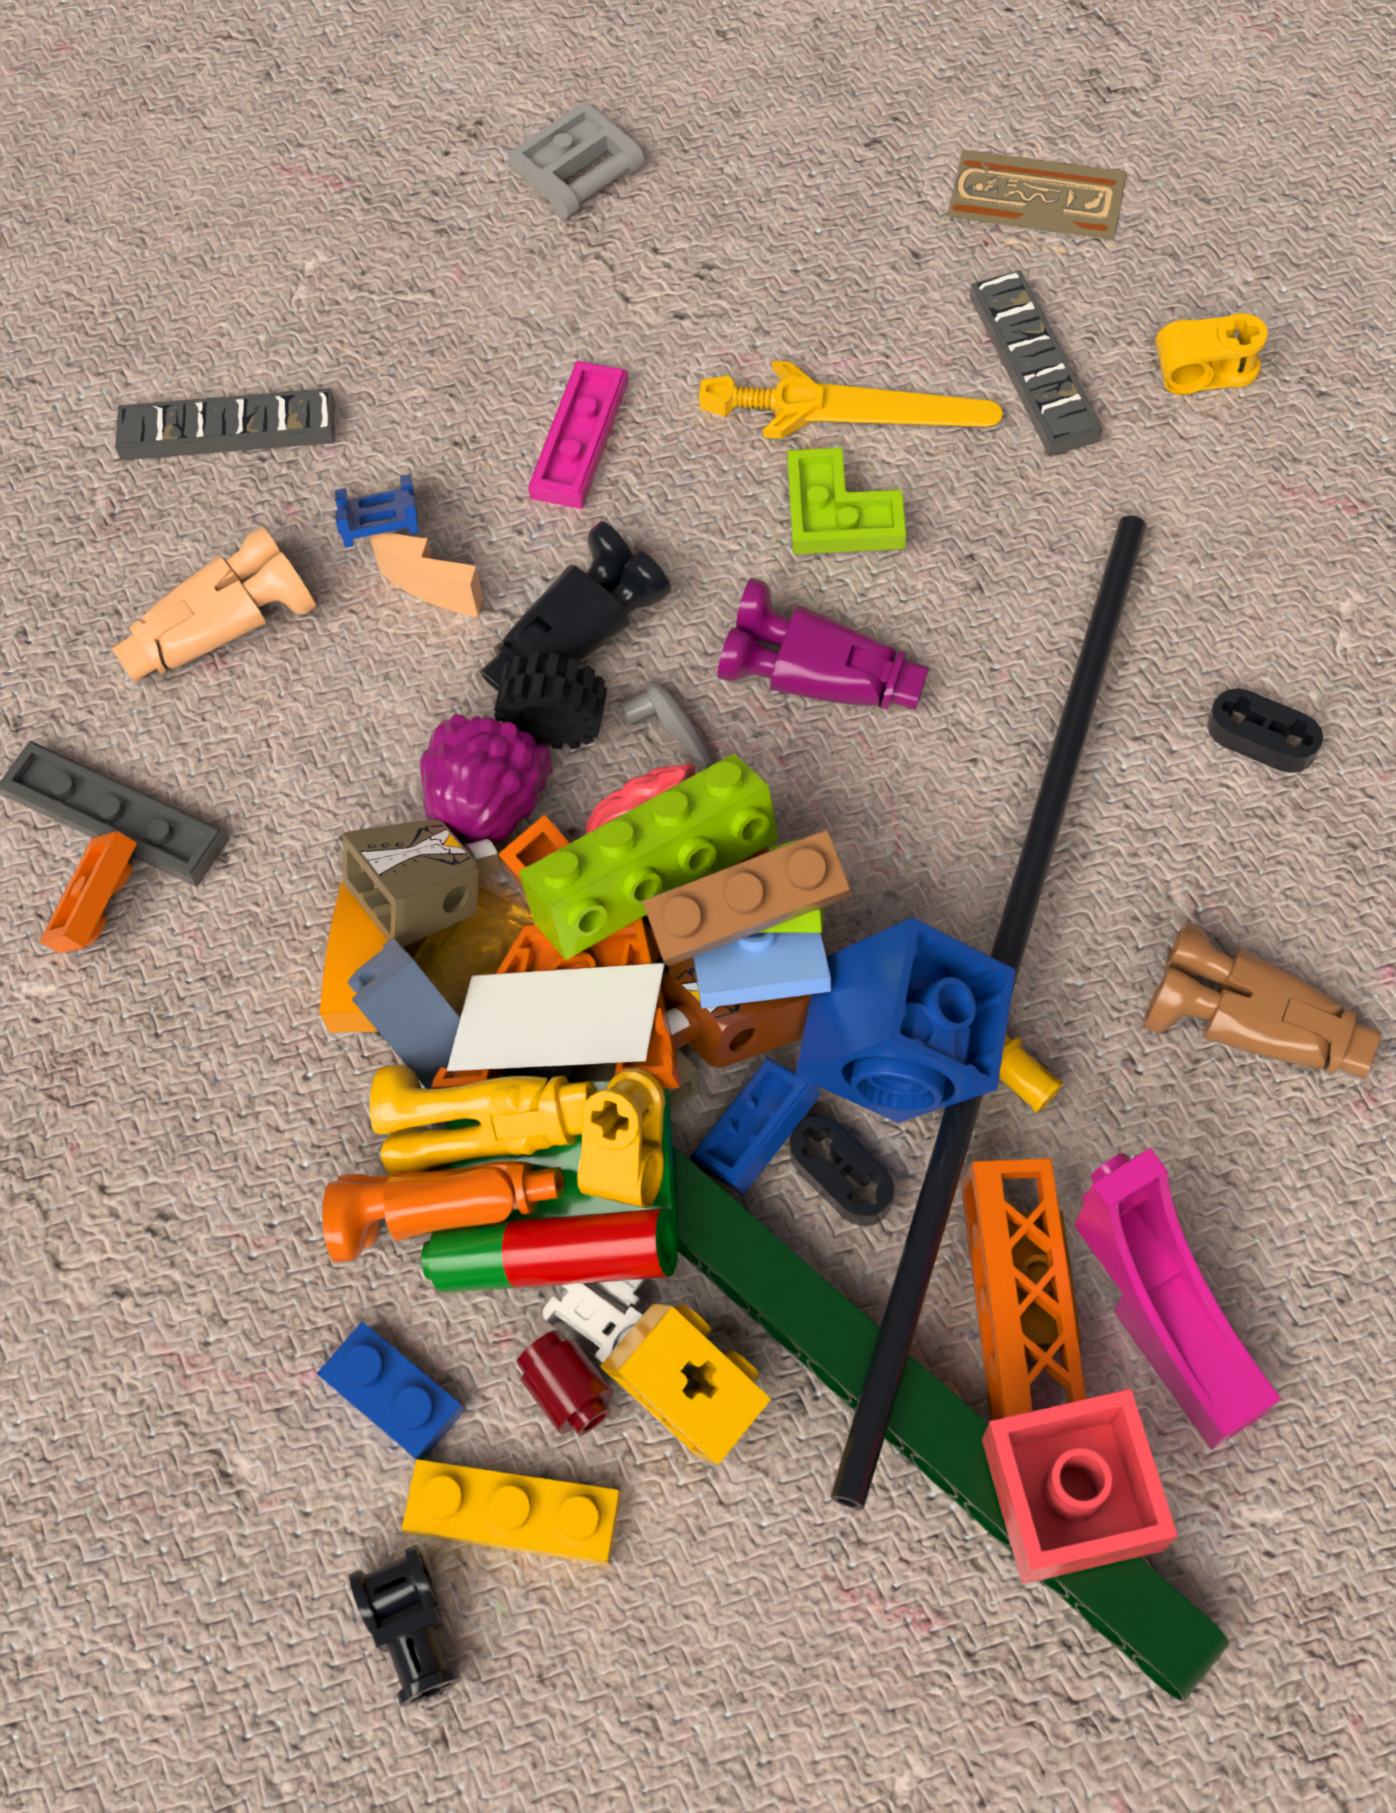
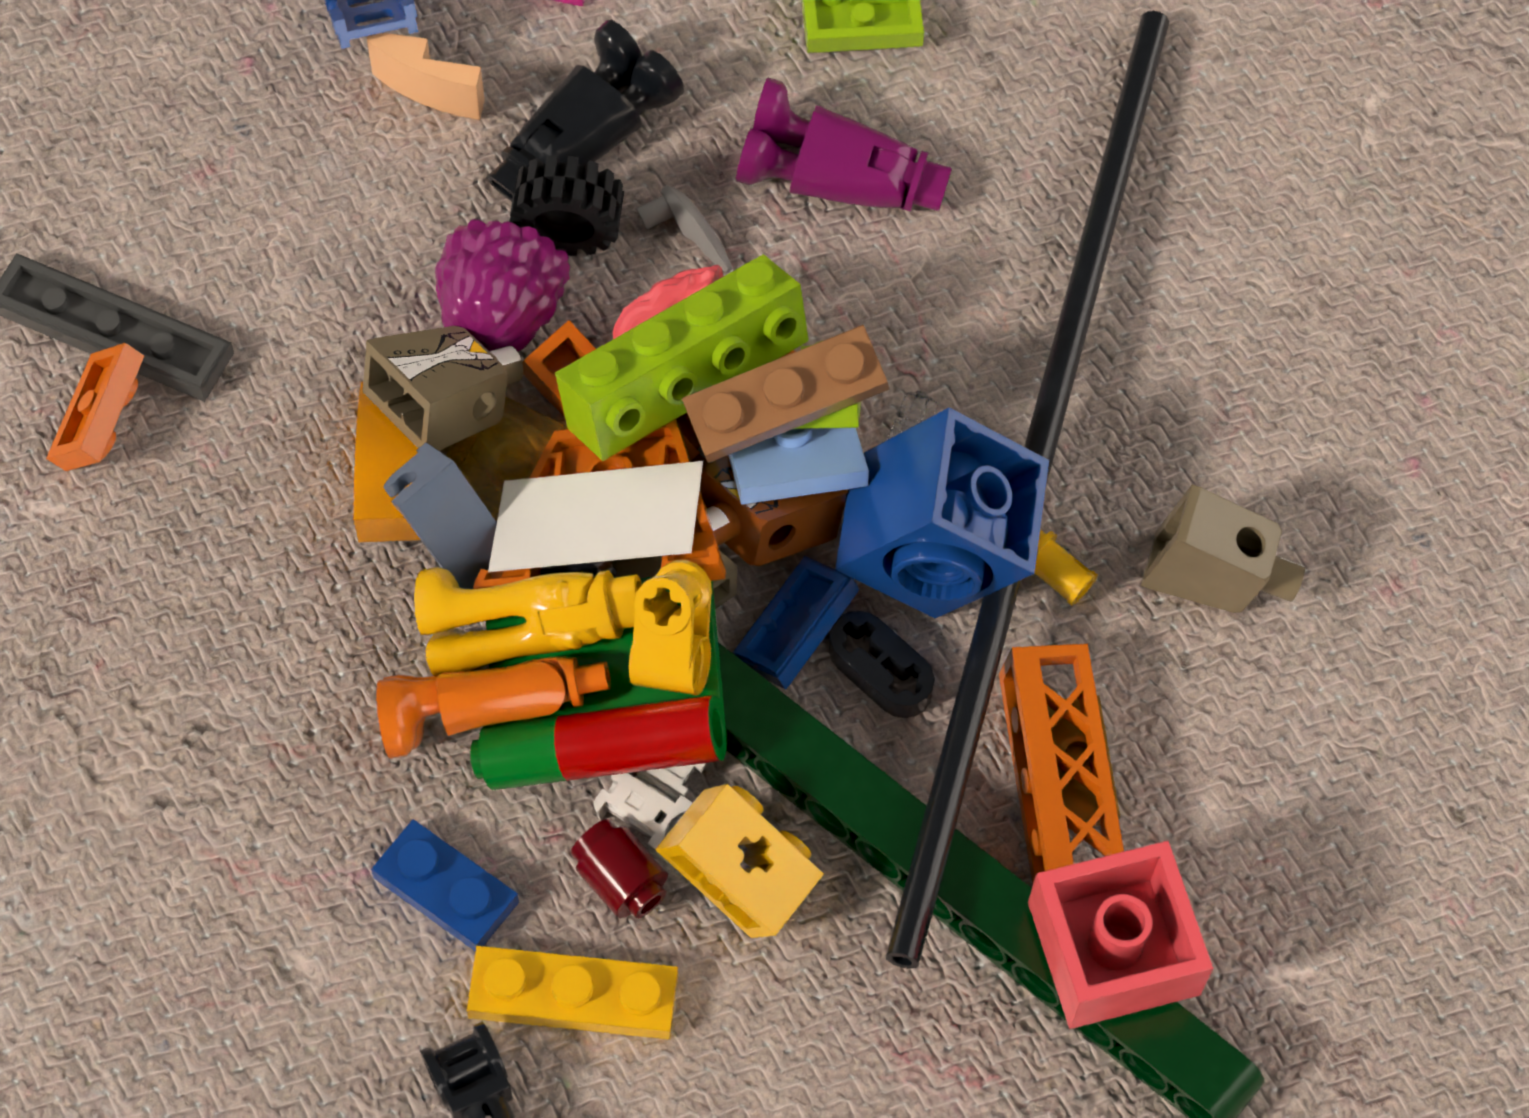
camera: 10 degrees left, 0 degrees up
(213, 607) = (203, 112): light nougat piece -> none
(1166, 1301) = (1200, 772): dark pink arch -> none
(1189, 1067) = (1219, 554): none -> dark tan torso
(1258, 1008) = (1305, 499): medium nougat piece -> none
(1264, 730) = (1290, 228): black beam -> none

